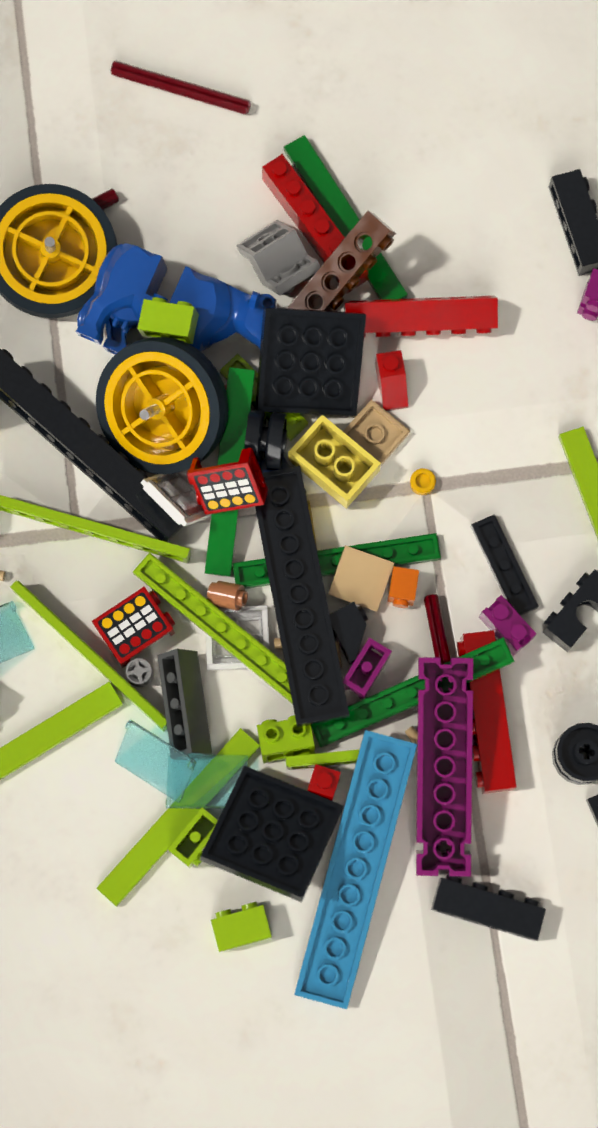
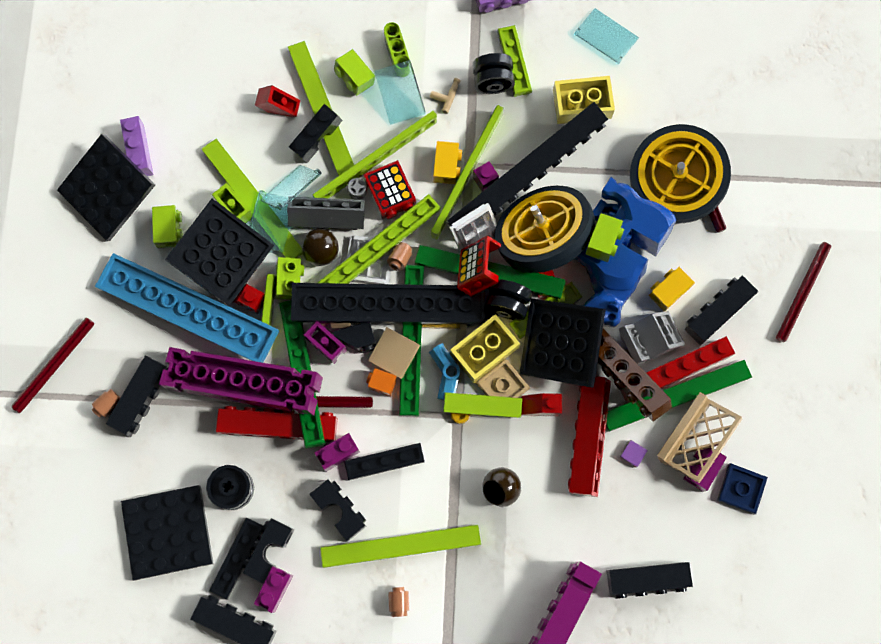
camera: 100 degrees right, 0 degrees up
(27, 811) = (277, 101): none -> red slope
(70, 743) = (307, 141): none -> black arch
(81, 557) = (446, 162): none -> yellow brick
(94, 501) = (485, 176): none -> magenta brick
(130, 1000) = (136, 144): none -> medium lavender brick
(200, 1028) = (105, 187): none -> black plate
(207, 244) = (671, 289): none -> yellow brick
(224, 181) = (721, 310): none -> black brick
(235, 702) = (320, 247): none -> dark brown helmet
(383, 200) = (685, 428): none -> tan fence
(388, 502) = (444, 361): none -> dark azure piece
(408, 452) = (482, 405): none -> lime tile
(429, 262) = (633, 453): none -> medium lavender tile
(431, 176) = (709, 477): none -> magenta brick
(445, 131) = (742, 488): none -> dark blue tile
(468, 1042) = (52, 365): none -> dark red axle
(507, 951) = (105, 403): none -> nougat brick
(509, 409) = (501, 487): none -> dark brown helmet

